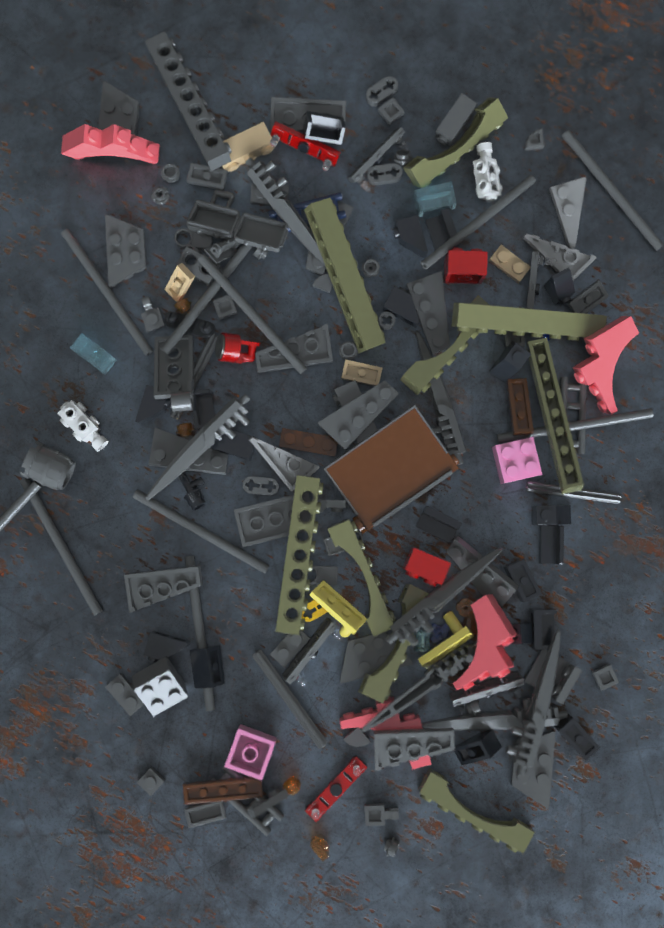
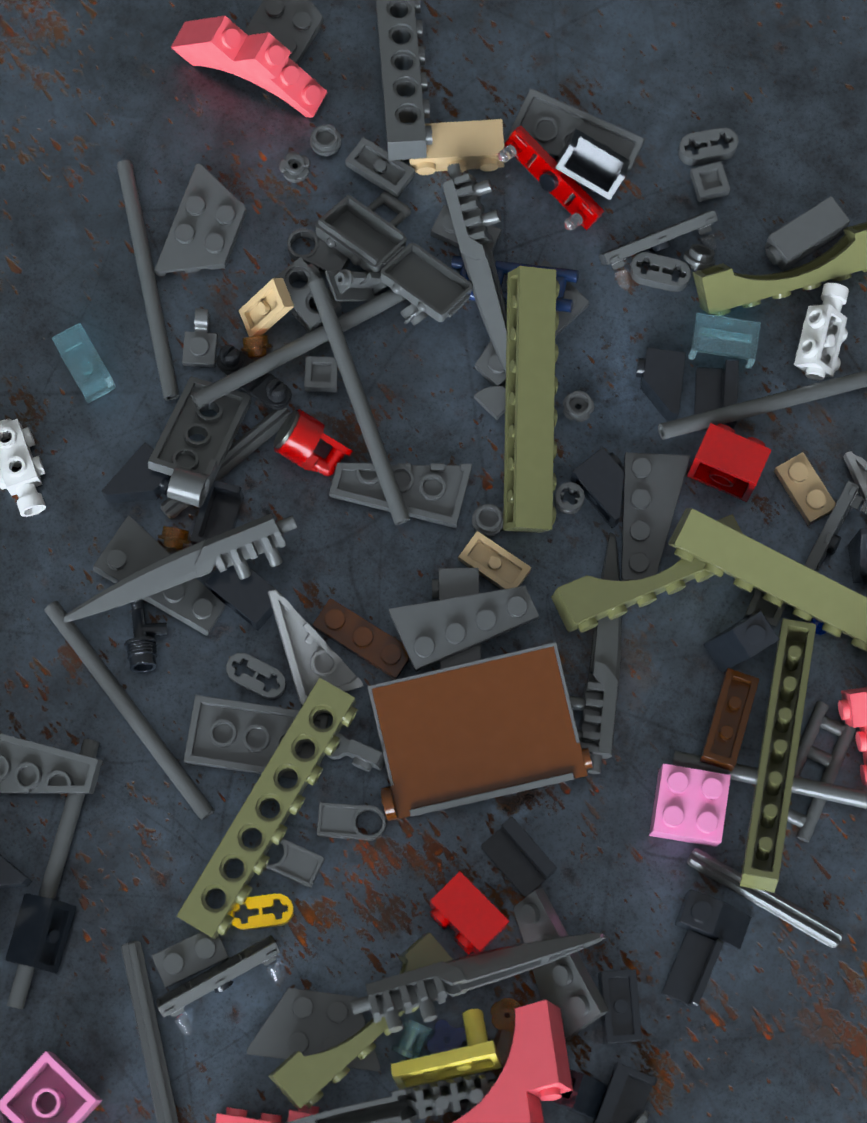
camera: 20 degrees right, 10 degrees down
(339, 608) = (296, 924): light yellow piece -> none
(378, 616) = (356, 809): olive arch -> none

